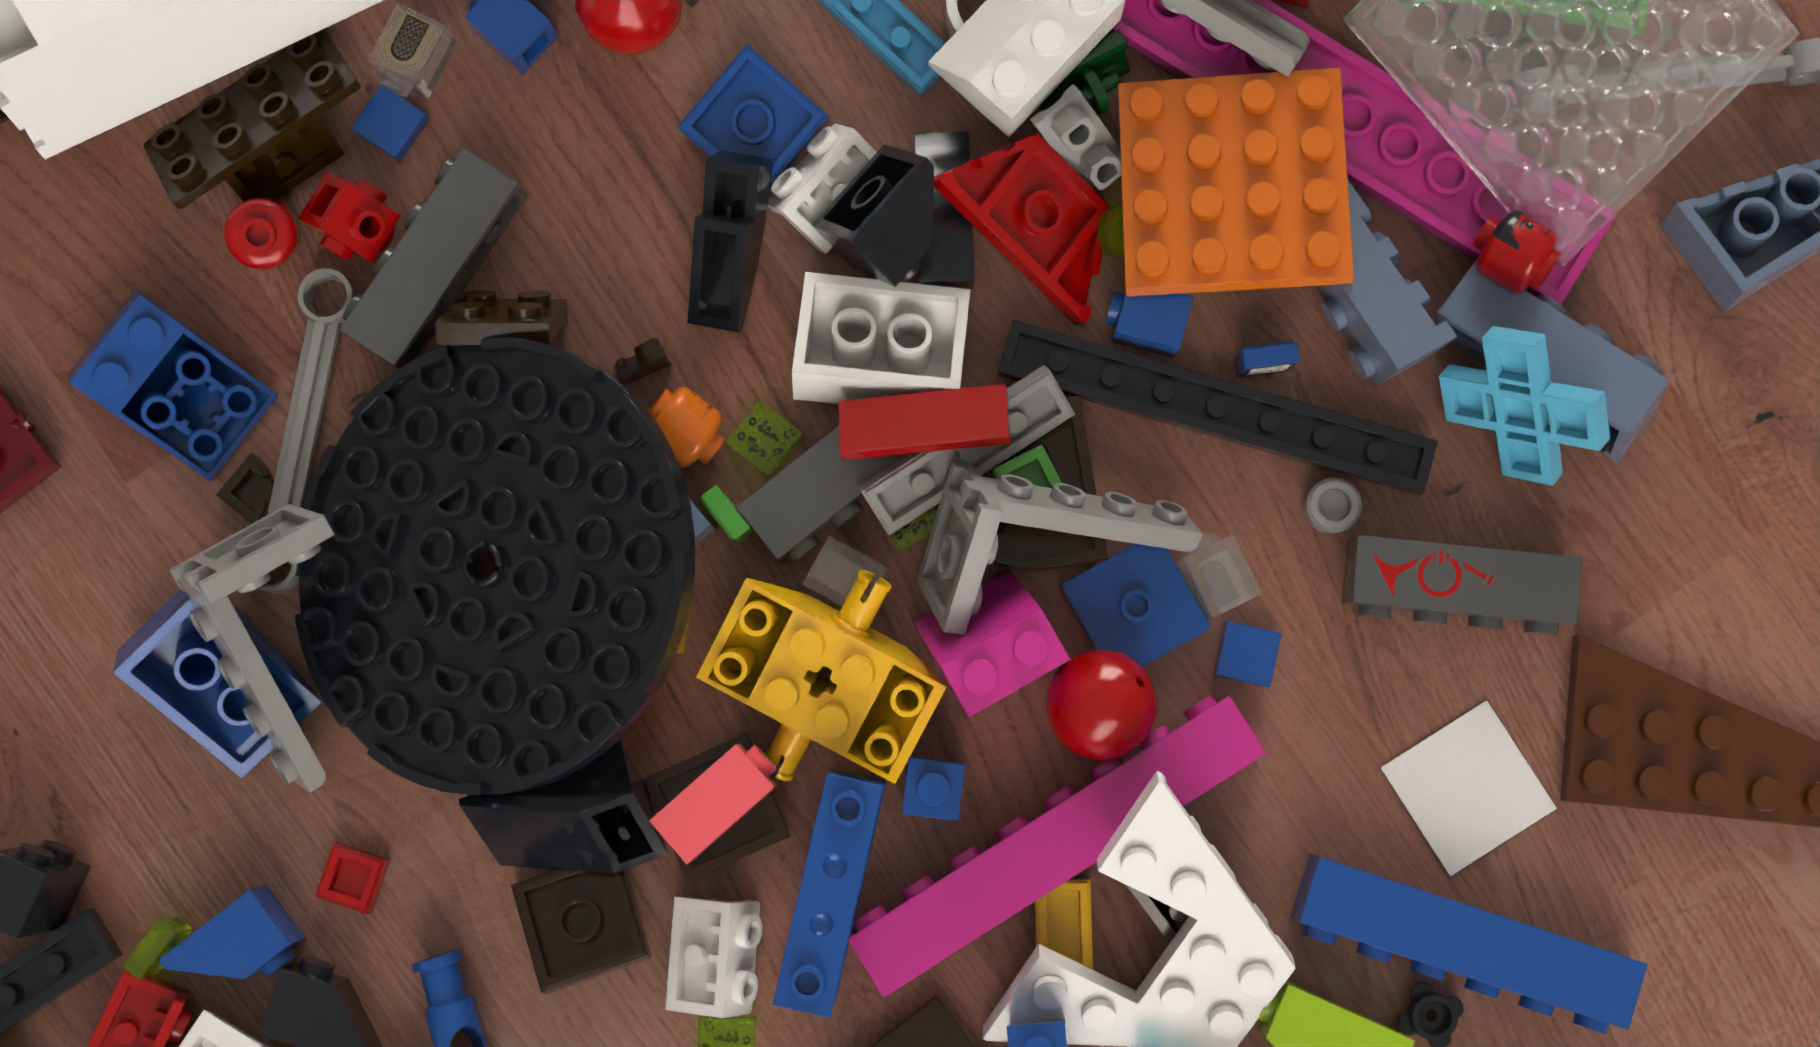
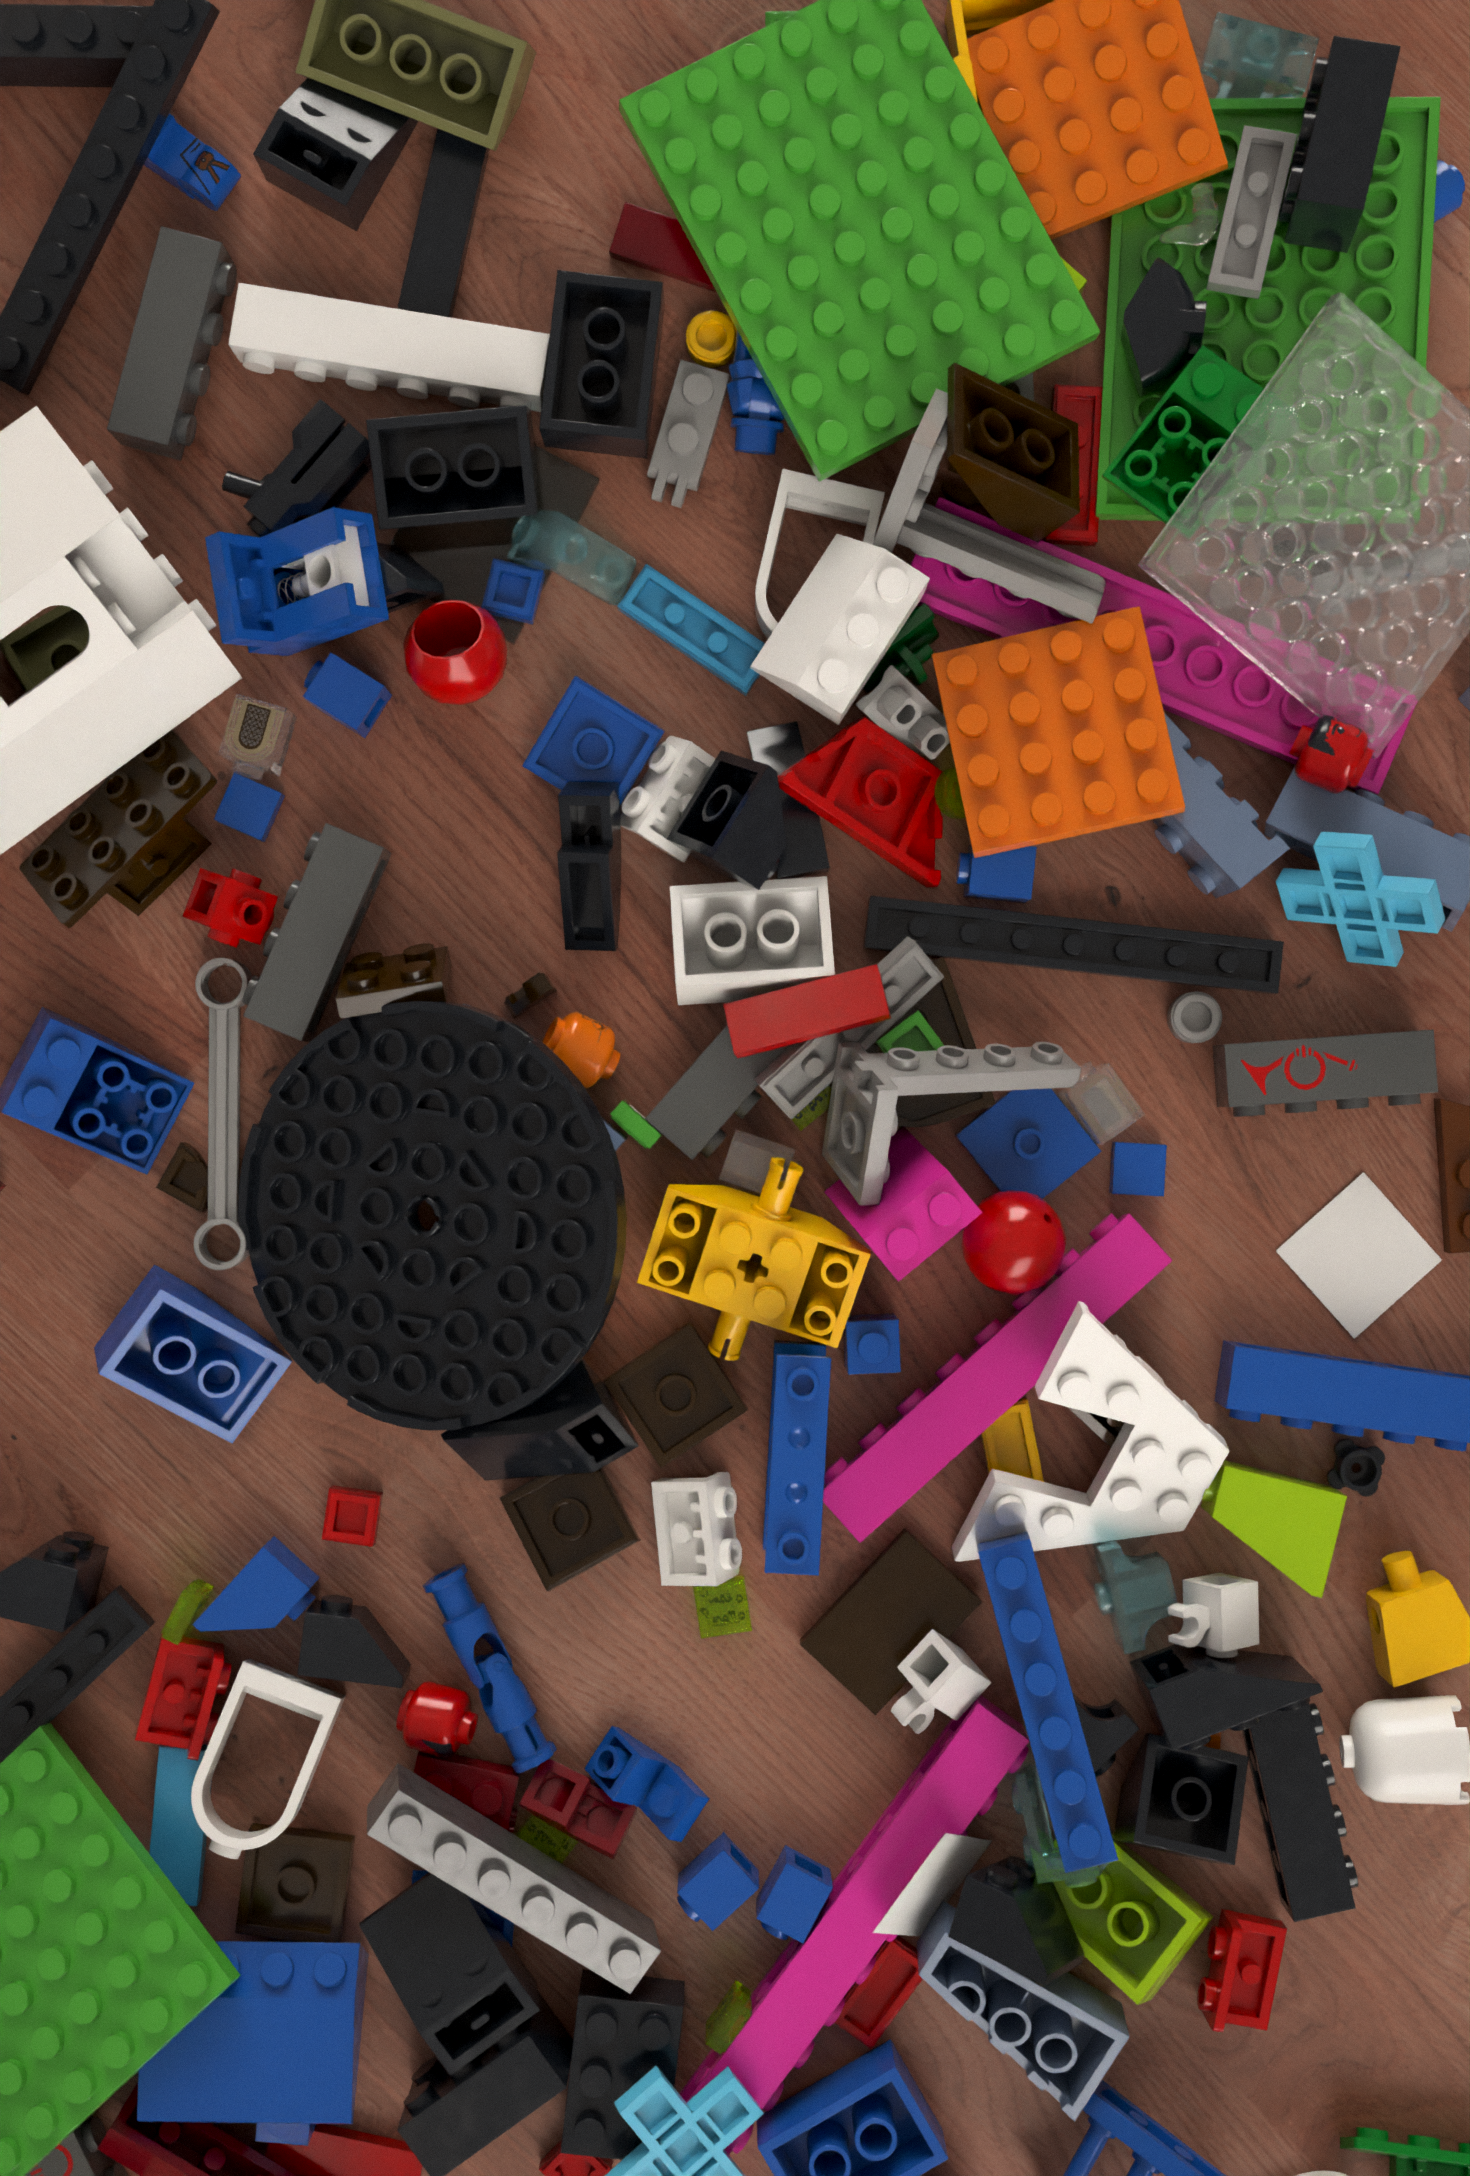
camera: 20 degrees left, 5 degrees up
(244, 565) = (199, 1256): light grey bracket -> none
(262, 232) = (151, 935): red head -> none
(715, 801) = (676, 1393): coral brick -> none
(764, 438) = (657, 1045): clear neon green tile -> none
(1267, 358) = (1112, 891): blue tile -> none

